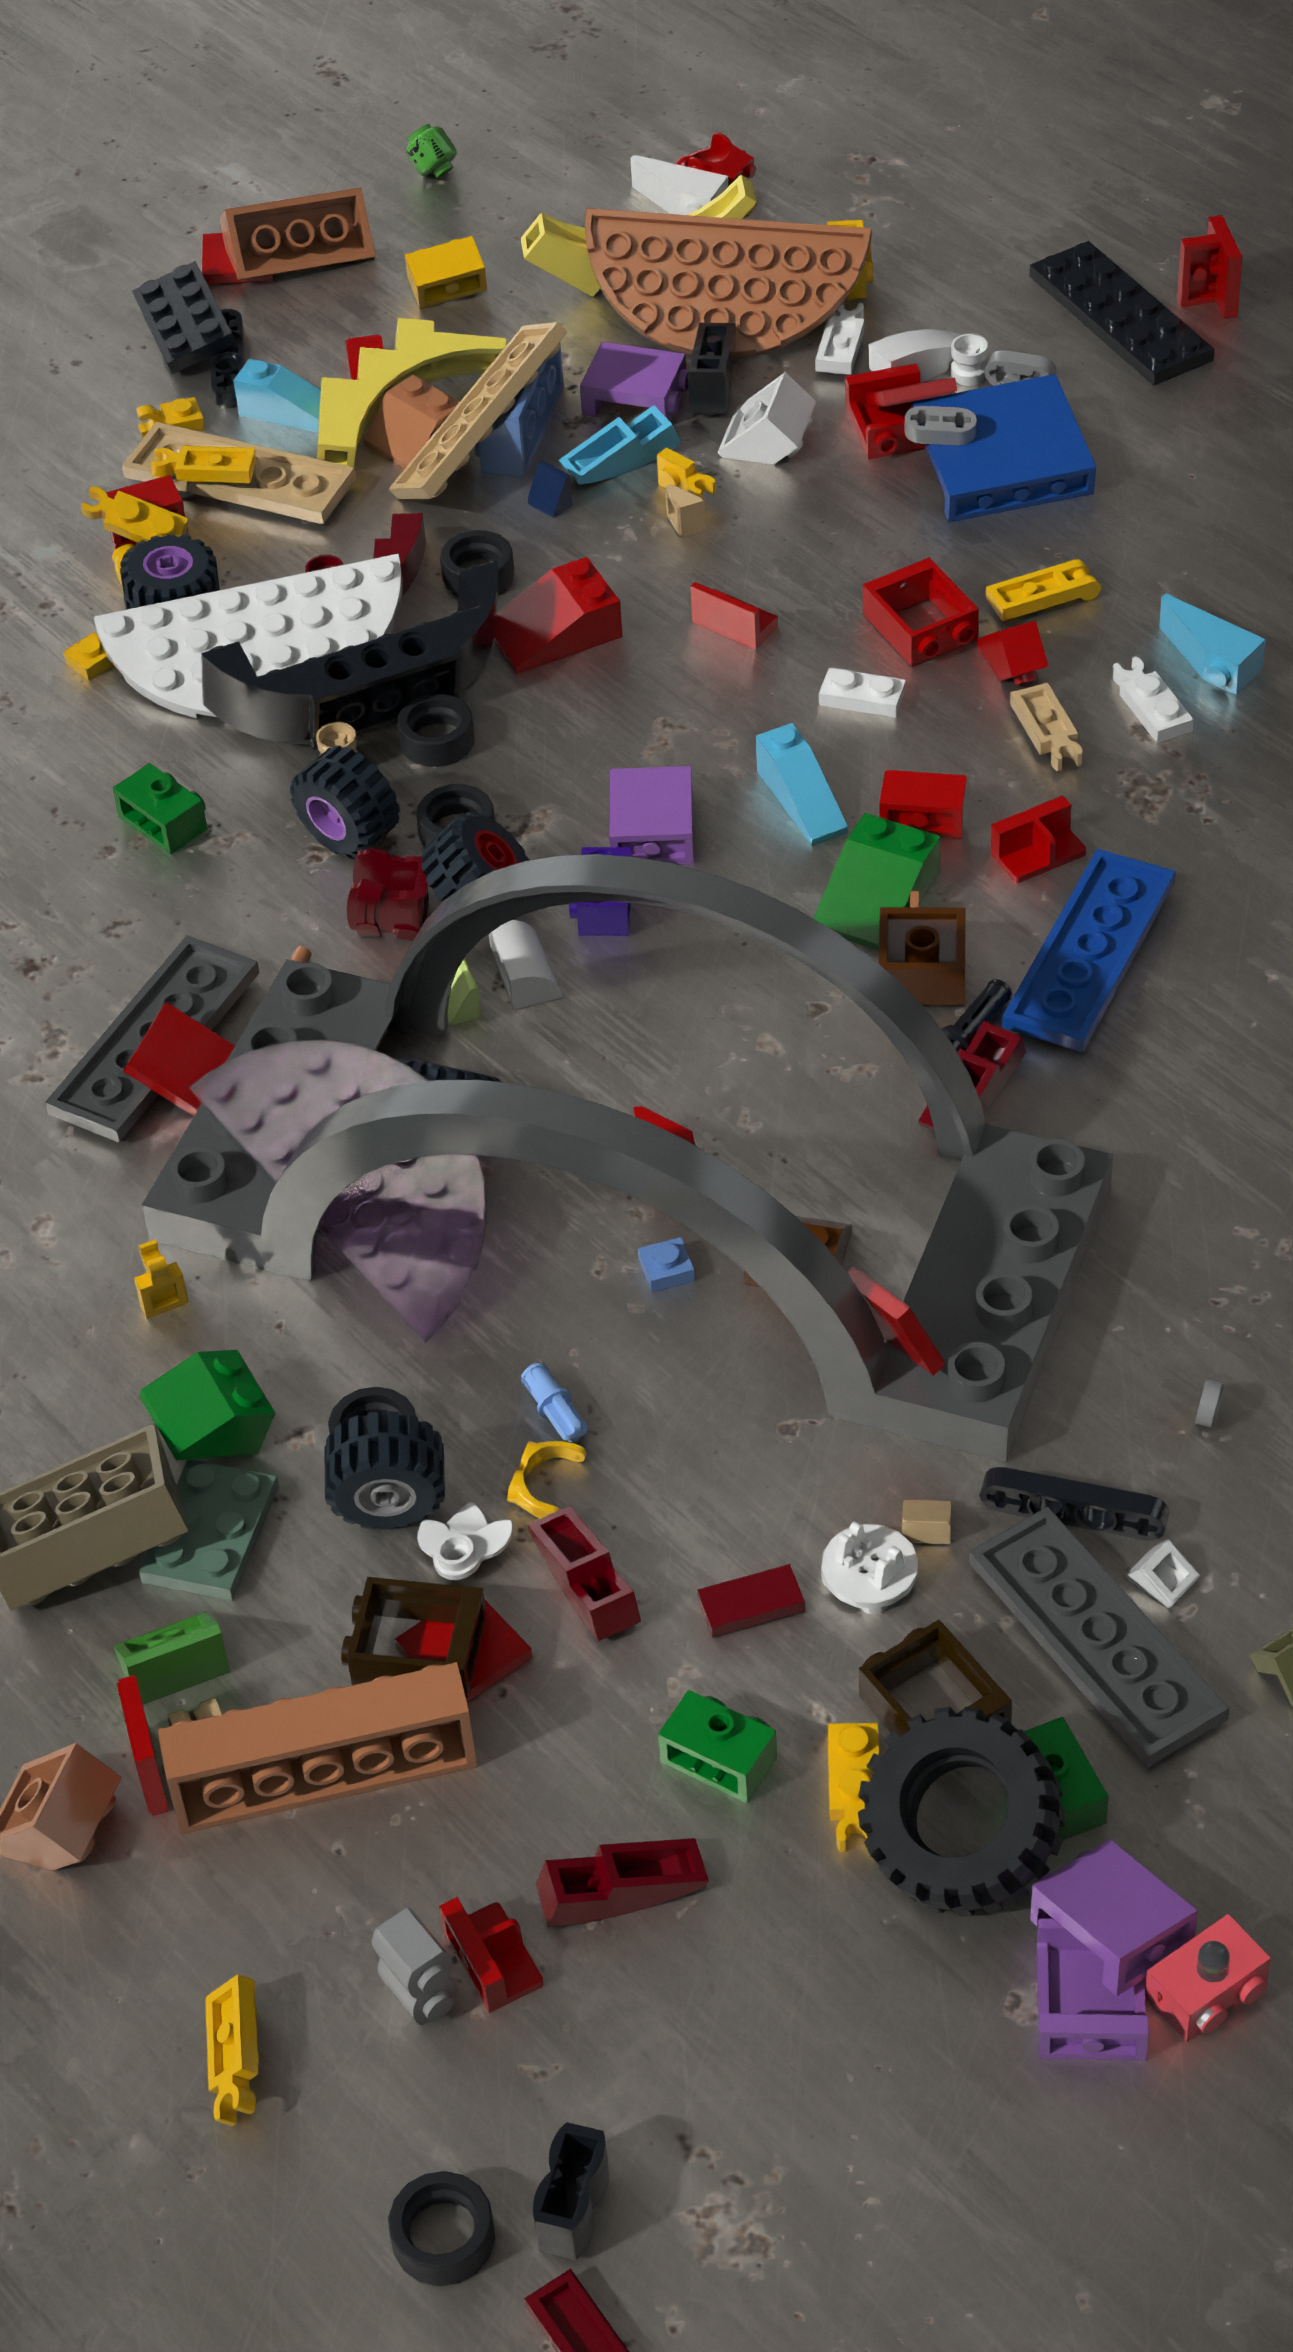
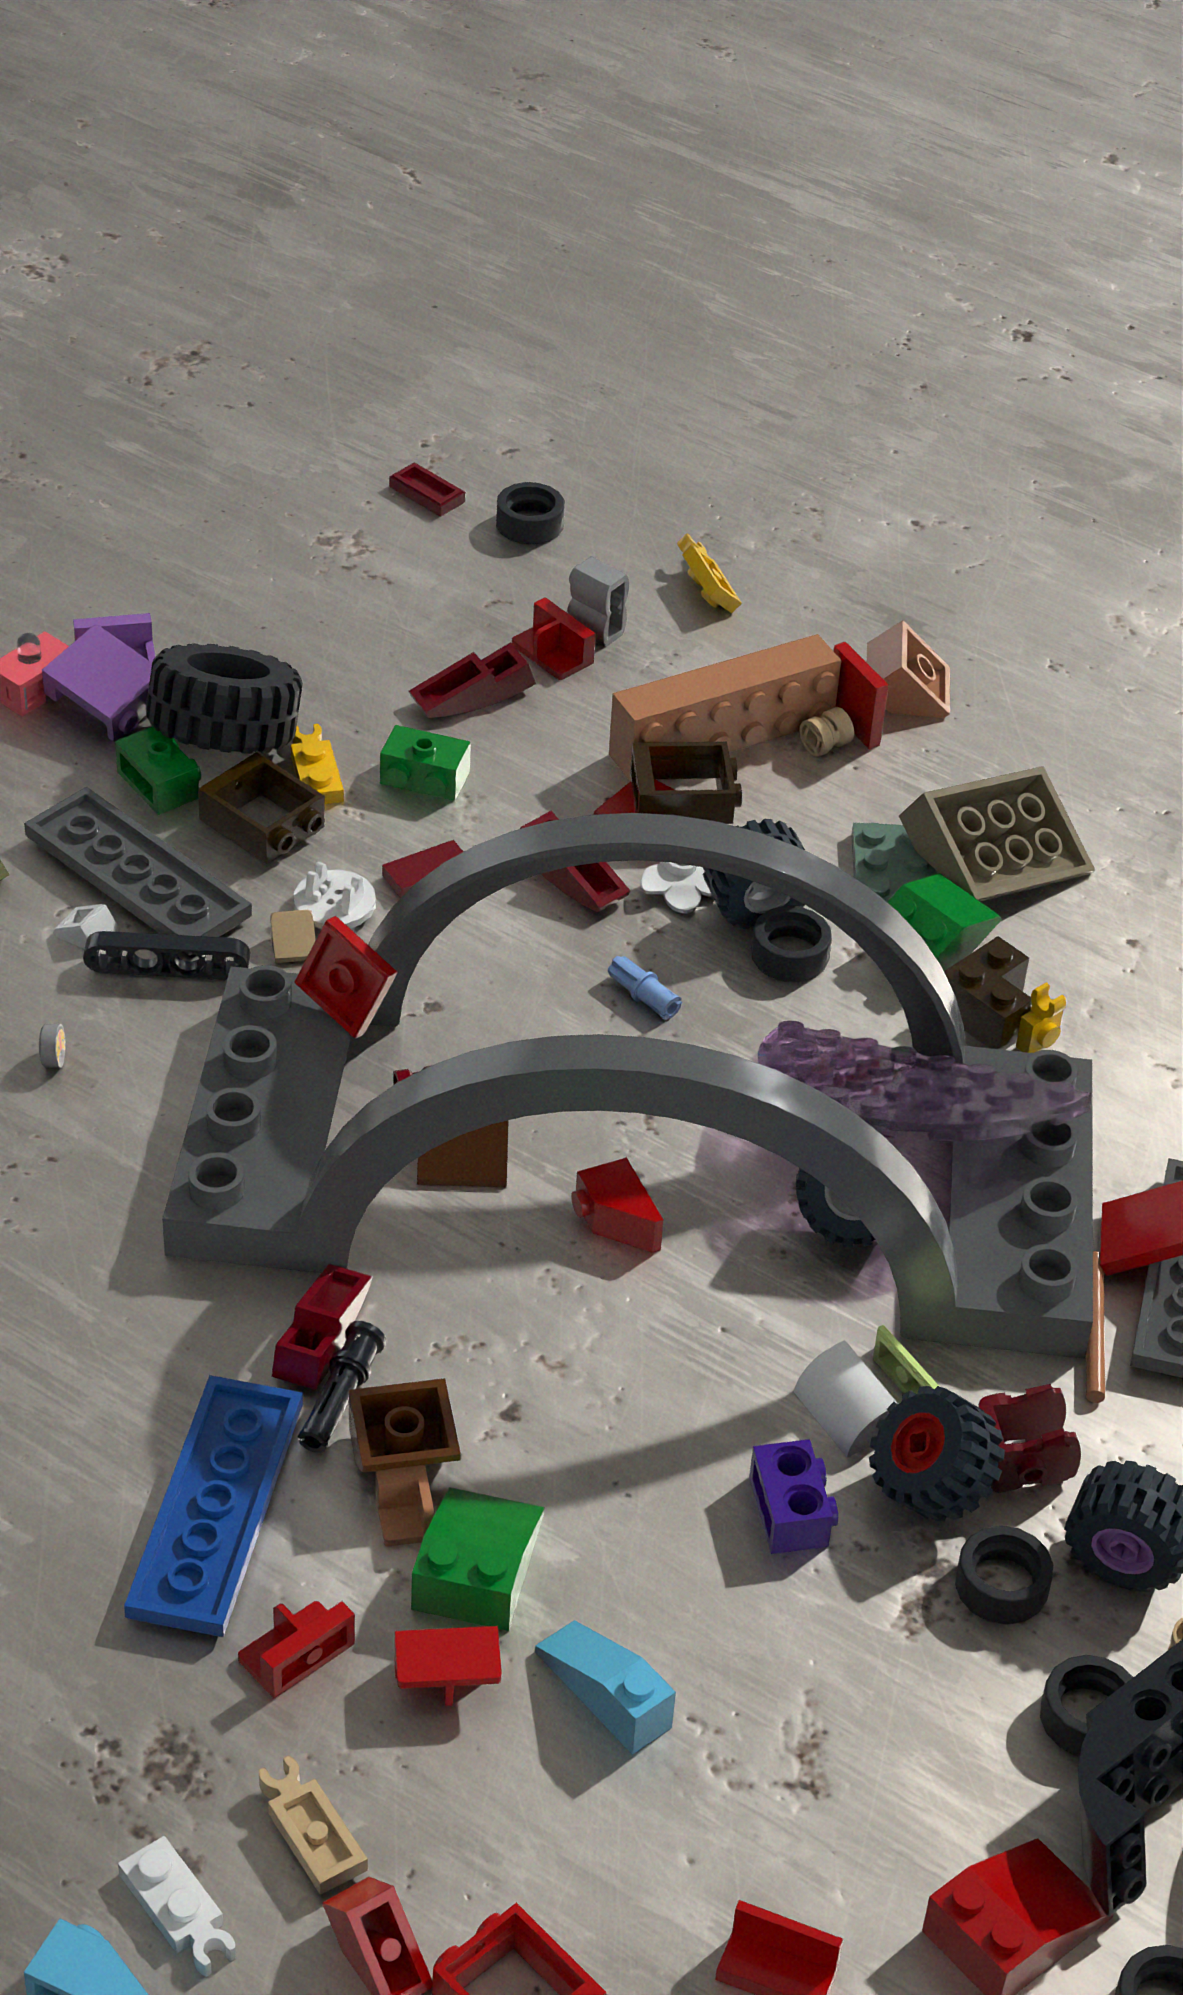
camera: 160 degrees right, 5 degrees down
(174, 1656) = (874, 771): bright green slope -> none
(198, 1321) = (991, 992): none -> dark brown brick
(533, 1456) = (647, 919): yellow cap -> none
(571, 2191) = (450, 520): black brick -> none
(652, 812) = (776, 1607): medium lavender panel -> none
(666, 1264) = (586, 1126): medium blue plate -> none
(862, 692) = (568, 1862): white plate -> none

